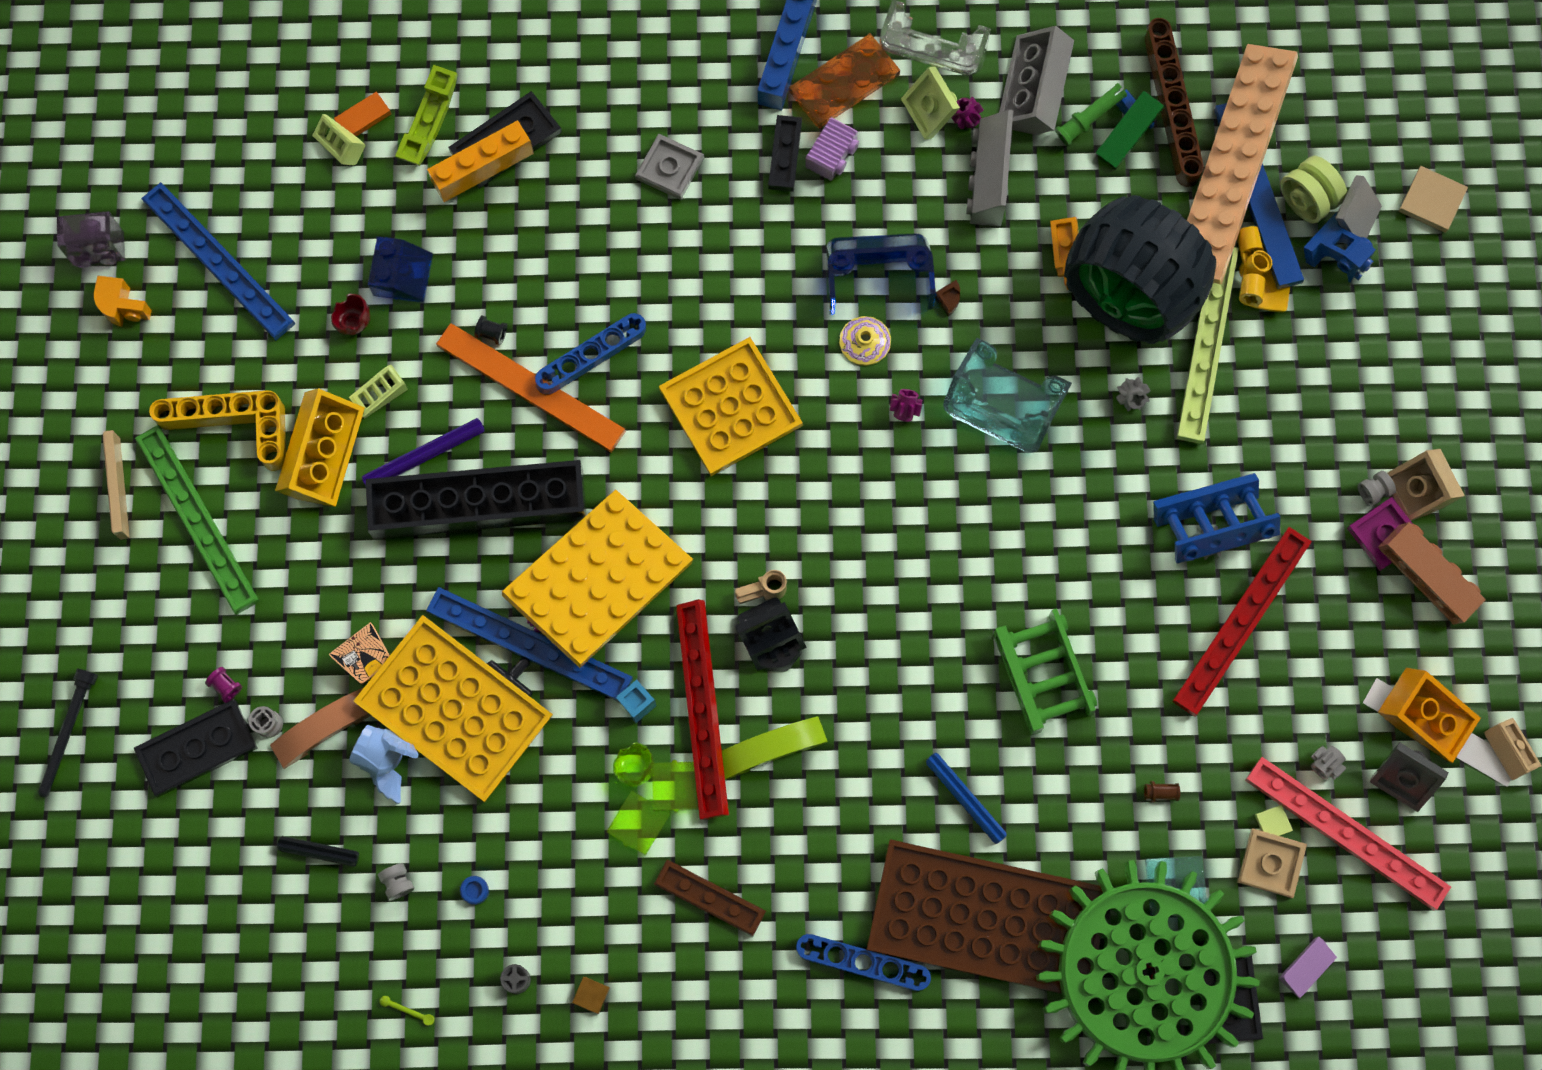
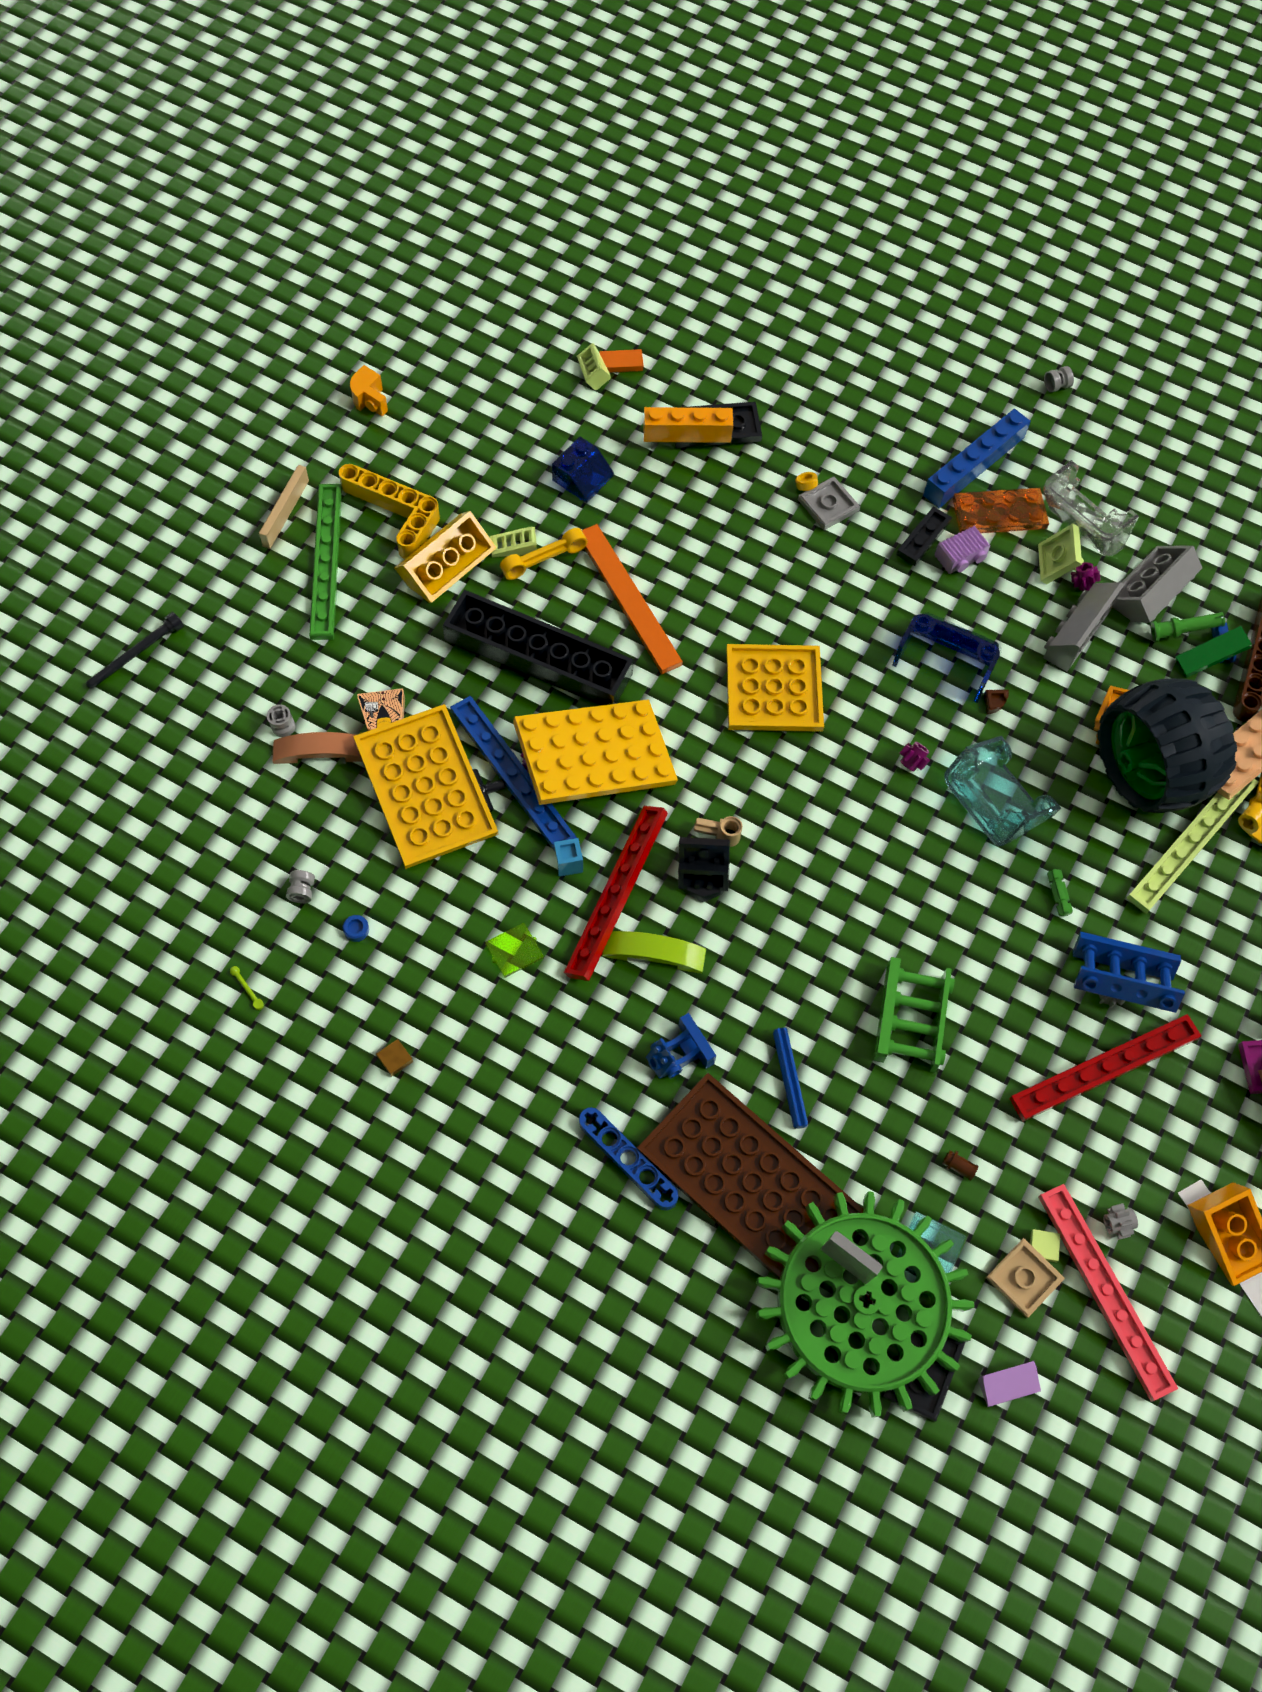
camera: 25 degrees right, 10 degrees down
(90, 239) = (375, 339): clear purple brick -> none
(195, 748) = (218, 713): black tile -> none
(218, 261) = (456, 403): blue tile -> none
(223, 684) = (268, 679): magenta bush -> none
(317, 851) = (255, 831): black axle -> none
(351, 315) = (527, 482): dark red hair -> none
(379, 753) = (347, 786): light blue helmet -> none
(398, 415) = (515, 566): none -> yellow piece
(427, 451) = (532, 601): dark purple axle -> none
(429, 116) = (671, 383): lime slope -> none
(490, 330) = (623, 543): black bush -> none
(510, 979) = (343, 1004): dark grey wheel -> none
(584, 364) = (680, 602): blue beam -> none
(634, 155) = (806, 481): none -> yellow tile
(634, 765) = (537, 903): clear neon green hair -> none
(674, 786) = (558, 938): clear neon green piece -> none
(710, 898) = (535, 1038): reddish brown tile -> none
(860, 820) = (691, 1043): none -> blue tile
(865, 352) = (909, 705): dish -> none
(1113, 468) = (1060, 892): none -> bright green axle
(1120, 946) = (851, 1257): none -> tile
(1133, 394) = (1102, 840): light grey gear -> none
(1409, 777) = (1187, 1272): dark grey tile -> none

